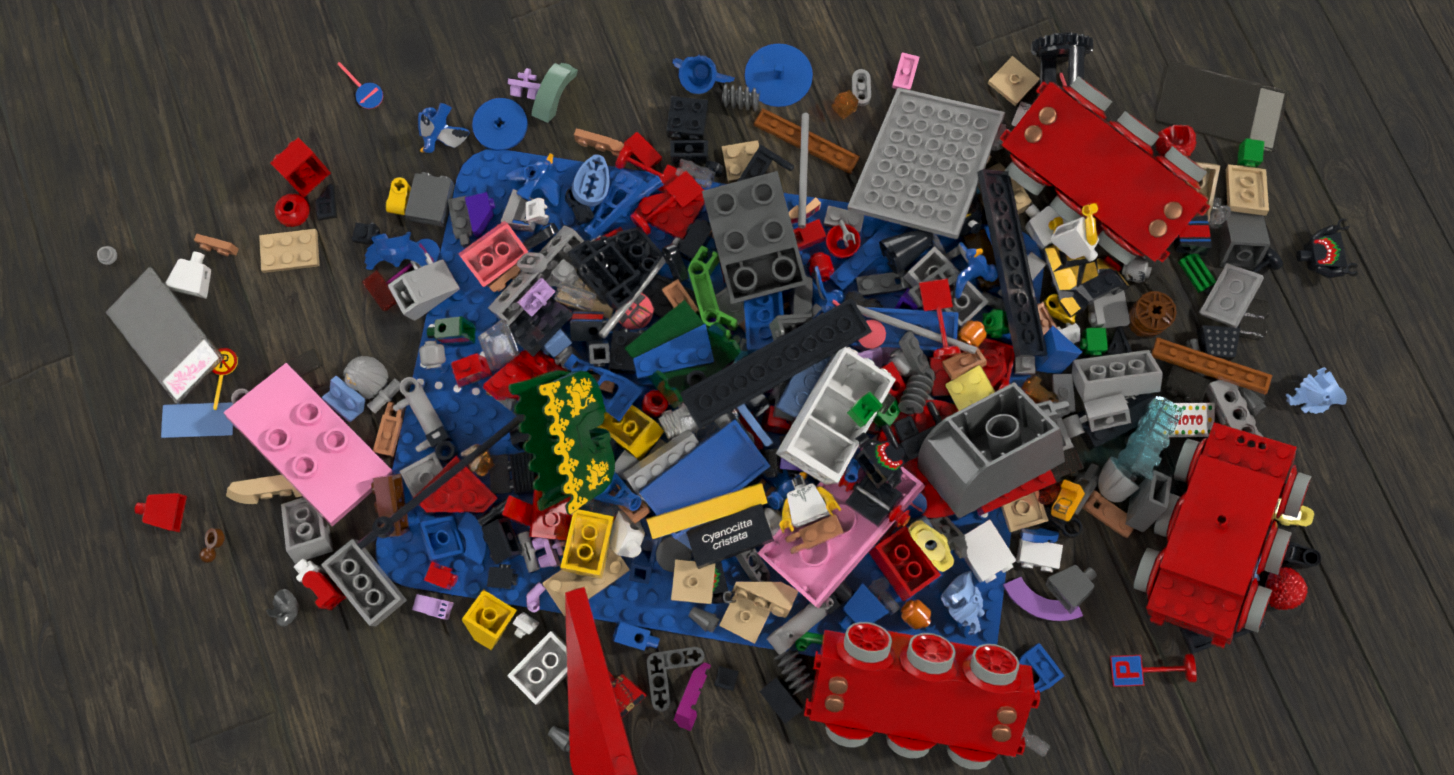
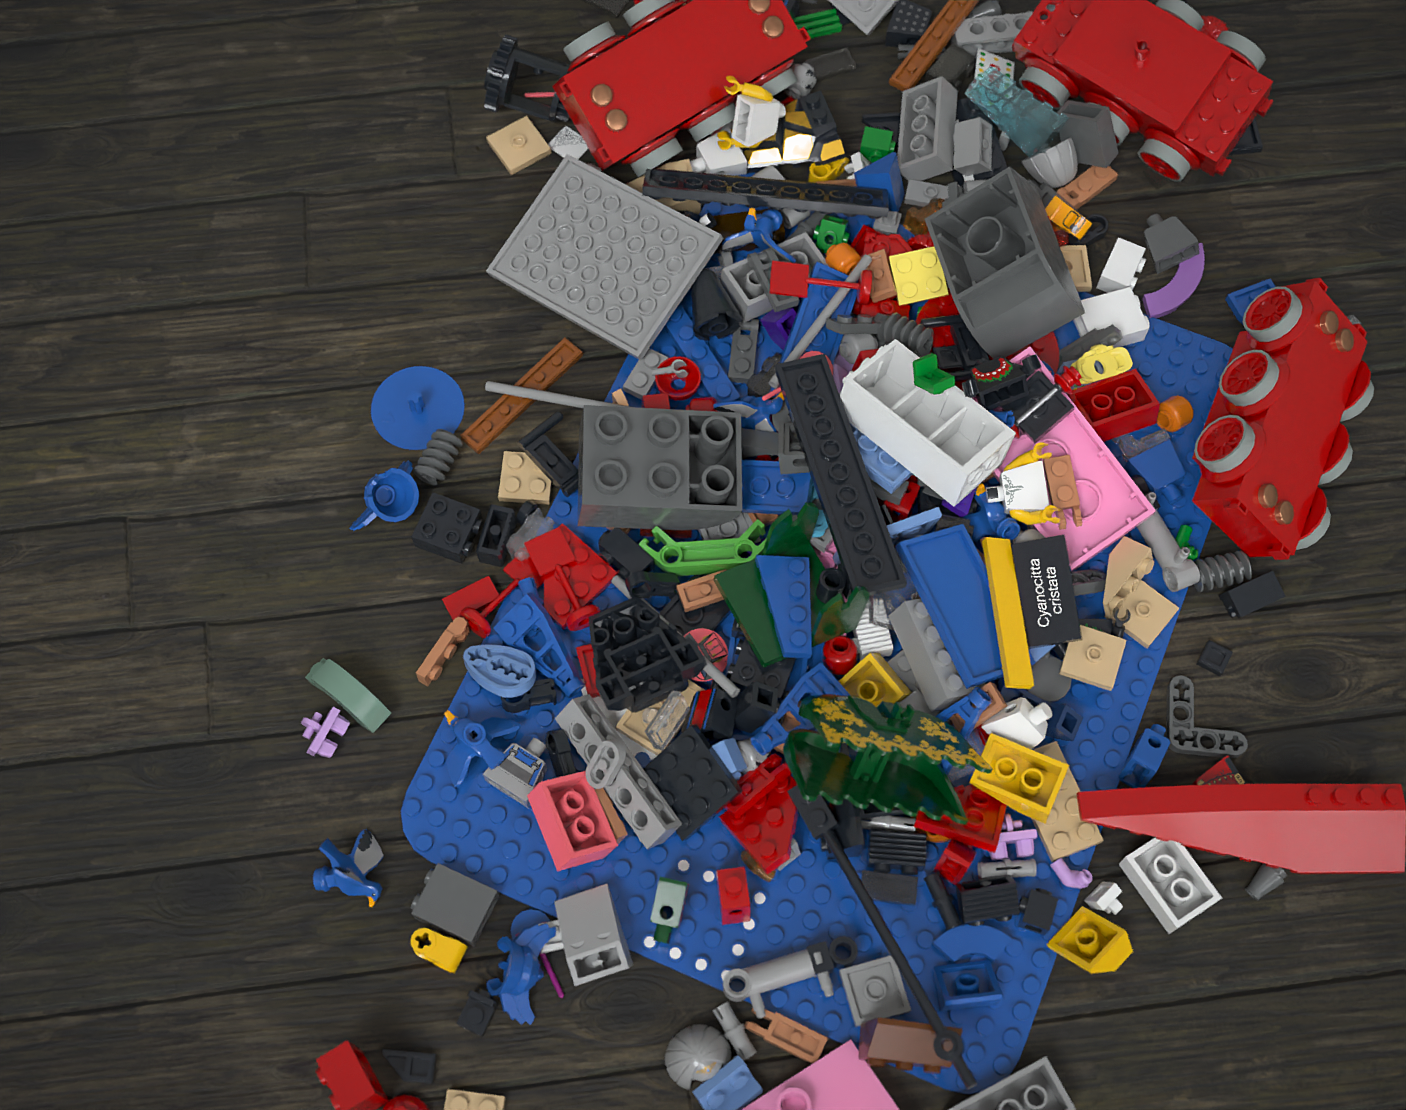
camera: 80 degrees left, 10 degrees down
(367, 95) = (255, 968): blue piece -> none
(379, 290) = (572, 1008): clear red tile -> none
(432, 354) = (695, 944): light grey head -> none
(433, 606) = (1057, 1021): lavender leg -> none
(441, 577) = (1020, 996): red brick -> none
(460, 220) = (501, 864): dark grey hinge -> none
(460, 494) = (915, 932): red plate -> none
(480, 212) = (499, 833): dark purple slope -> none
(482, 463) = (857, 912): clear orange brick -> none
(490, 115) = (378, 801): blue piece -> none
(498, 345) = (706, 845): clear tile -> none
(535, 210) = (526, 746): white tile -> none
(536, 297) = (656, 769): lavender hips -> none
(564, 273) = (630, 728): light grey brick -> none
(685, 715) = (1240, 700): magenta piece -> none
(706, 620) = (1138, 661): dark grey cone -> none
(845, 104) = (488, 335): clear orange brick -> none
(861, 89) = (472, 313): light grey plate -> none
(905, 71) = (467, 257): bright pink plate -> none
(964, 602) = (1167, 357): light blue helmet -> none
(1039, 536) = (1102, 259): blue tile -> none
(1109, 311) = (848, 121): light grey bracket -> none
(1128, 670) = (1273, 216): piece -> none
(1146, 323) = (860, 78): reddish brown wheel -> none

